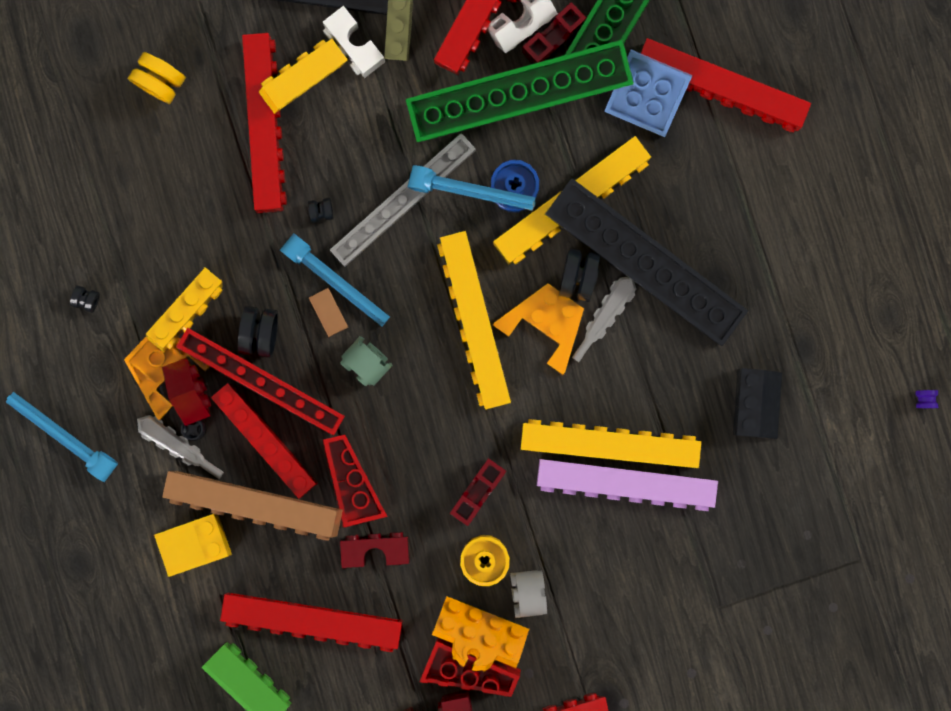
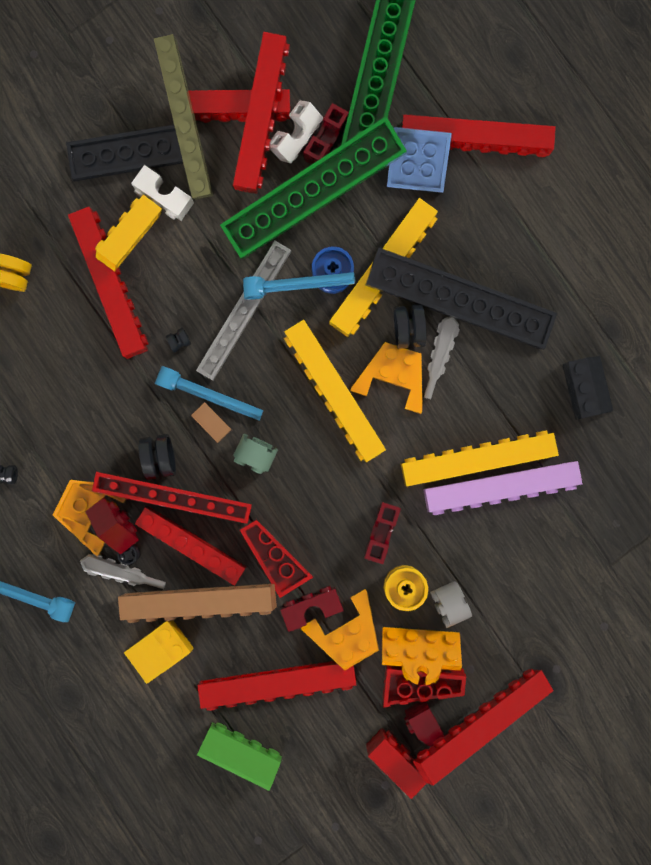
camera: 20 degrees left, 0 degrees up
(184, 310) = (90, 458): yellow brick -> none
(407, 599) = (352, 640): none -> light orange wing

